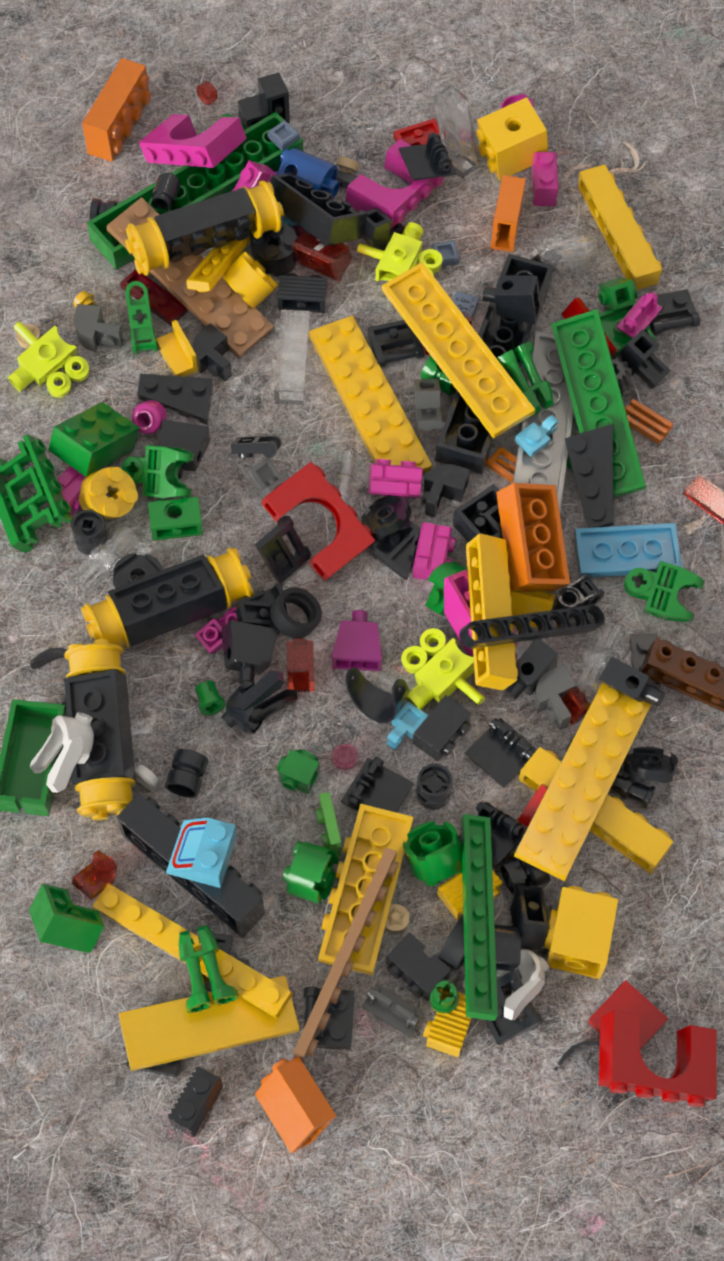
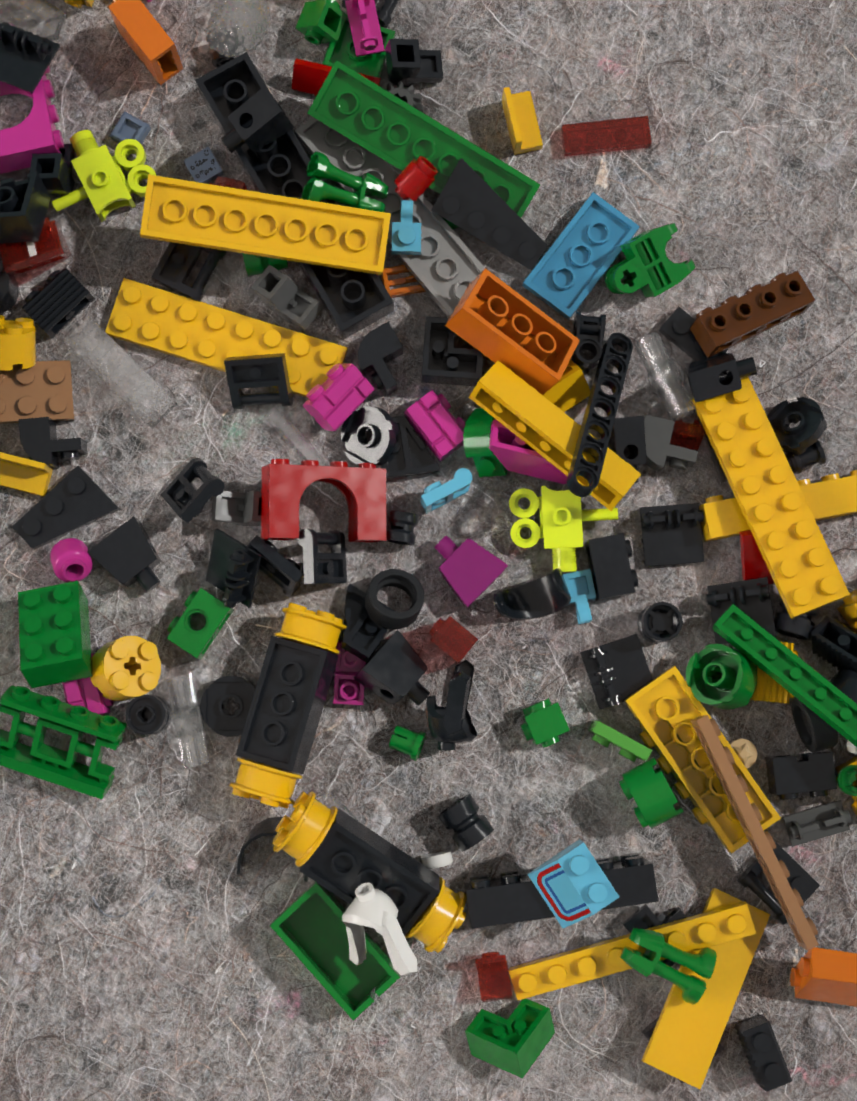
camera: 55 degrees left, 20 degrees up
(159, 471) = (142, 601): green piece -> none
(226, 506) = (233, 569): none -> black hinge
(251, 518) = (281, 570): none -> black plate
(345, 756) = (562, 670): clear pink plate -> none
(347, 584) = (405, 521): none -> black wheel
(364, 423) = (257, 372): none -> black plate
(386, 583) = (439, 495): none -> medium azure plate
(573, 411) = (415, 179): none -> red brick
(649, 419) = (468, 109): orange tile -> none
(675, 449) = (521, 121): none -> yellow panel

